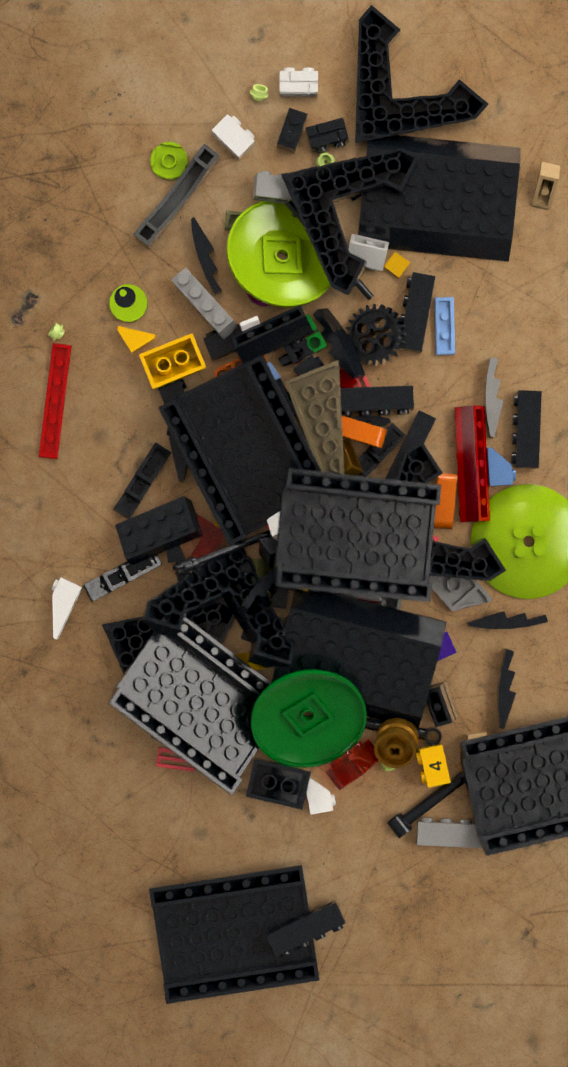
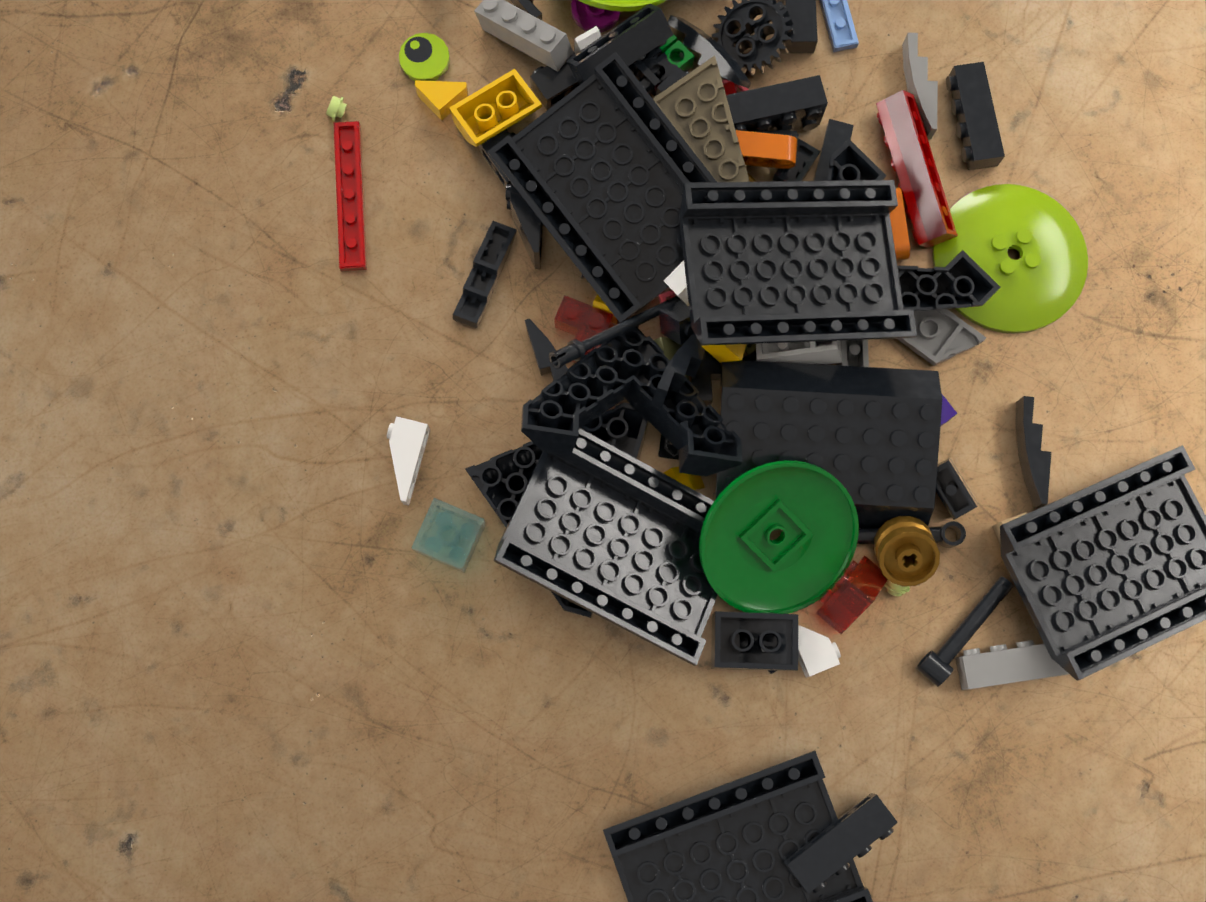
camera: 15 degrees left, 10 degrees down
(82, 668) = (449, 535): none -> clear light blue brick
(119, 576) = (480, 401): black slope -> none
(158, 530) = (519, 324): black brick -> none
(171, 766) = (602, 627): coral tile -> none
(433, 765) = (965, 572): yellow brick -> none
(499, 470) = (954, 171): medium blue slope -> none
(500, 621) = (1005, 364): black slope -> none

